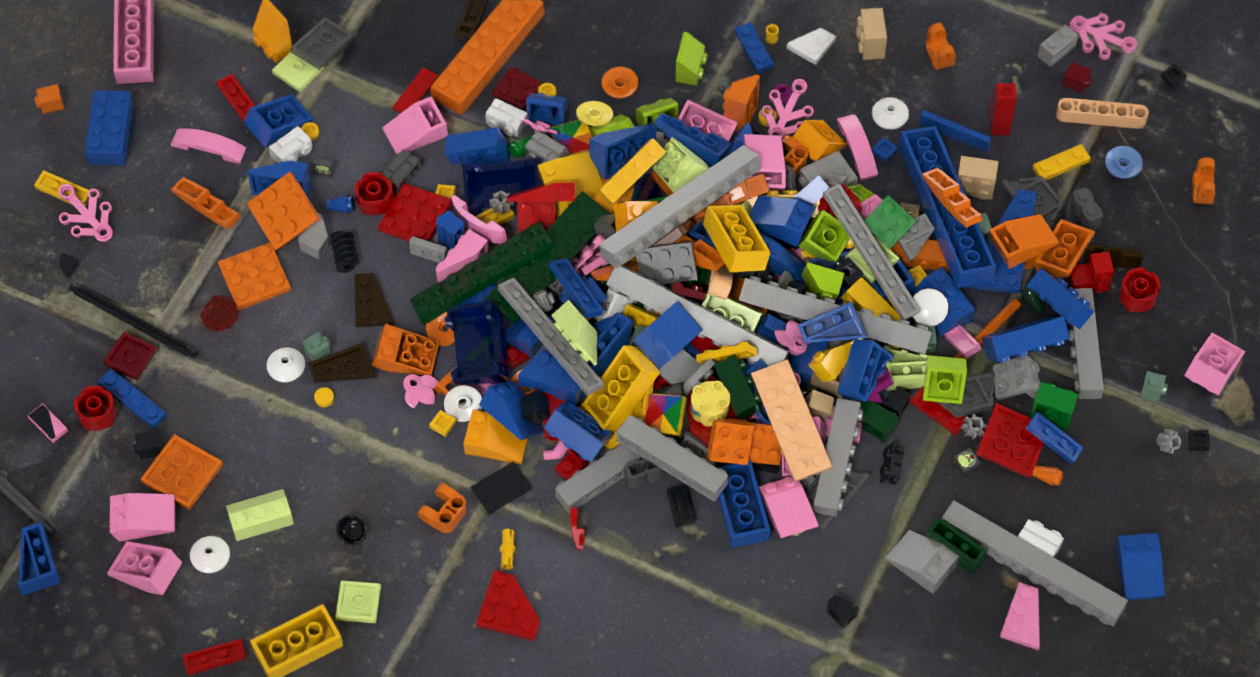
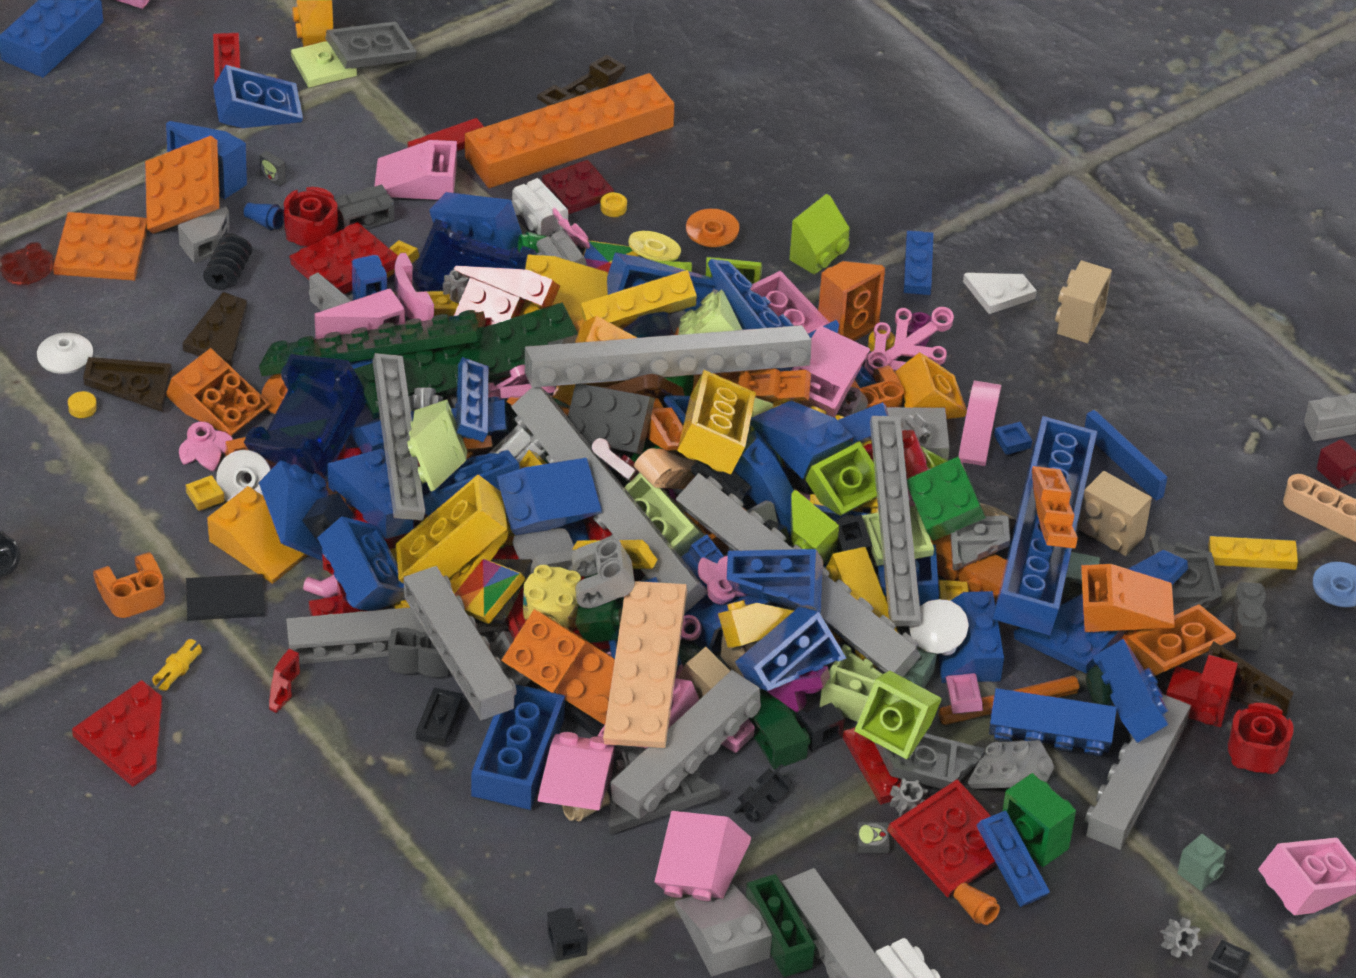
camera: 25 degrees right, 15 degrees down
(205, 203) = (103, 149): orange slope -> none
(209, 142) = (158, 91): bright pink slope -> none
(291, 146) = (255, 129): white brick -> none
(311, 130) = (287, 129): yellow tile -> none
(317, 346) = (113, 342): sand green brick -> none
(547, 108) = (596, 216): blue slope -> none
(726, 366) = (614, 572): none -> light grey piece
(772, 33) = (951, 255): yellow hinge -> none
(888, 526) = (700, 855): none -> bright pink slope
(890, 119) = (1052, 402): white dish -> none
(938, 48) = (1168, 351): orange piece -> none
(1002, 108) = (1202, 444): red slope -> none

